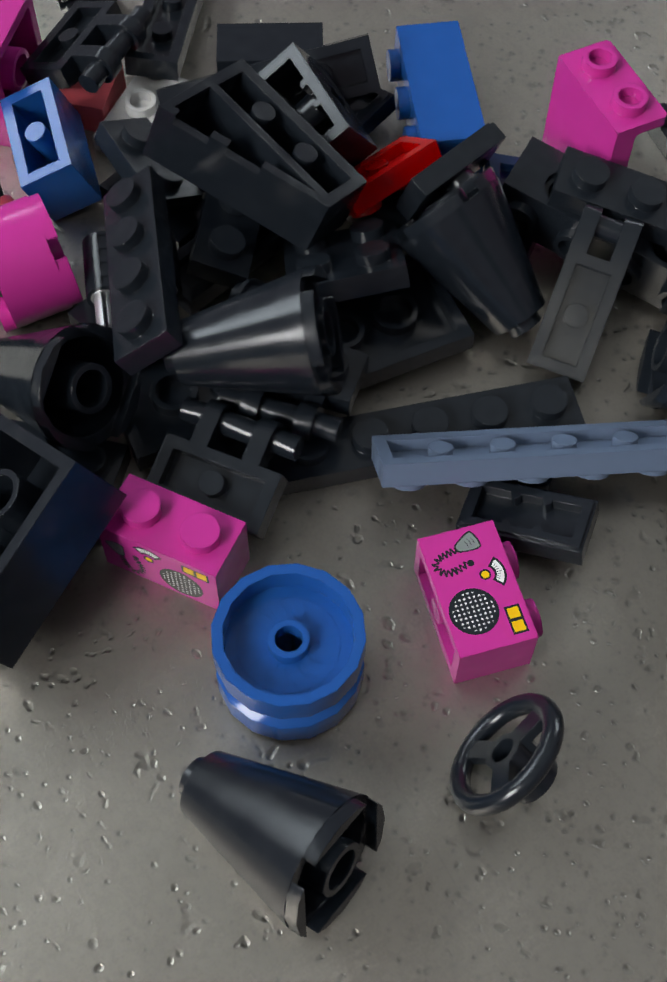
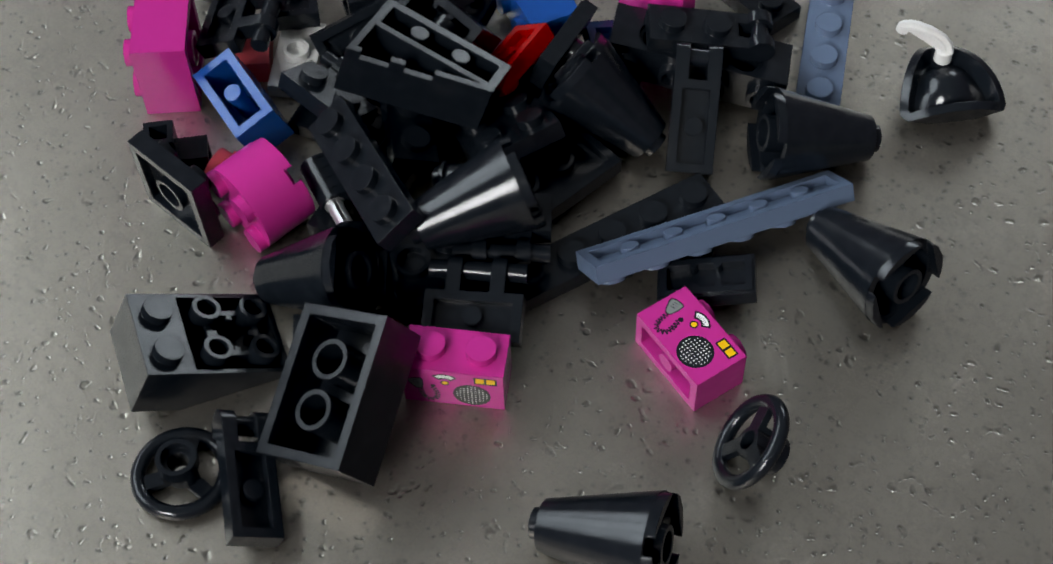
camera: 15 degrees left, 5 degrees down
(289, 651) = (573, 417): blue wheel -> none

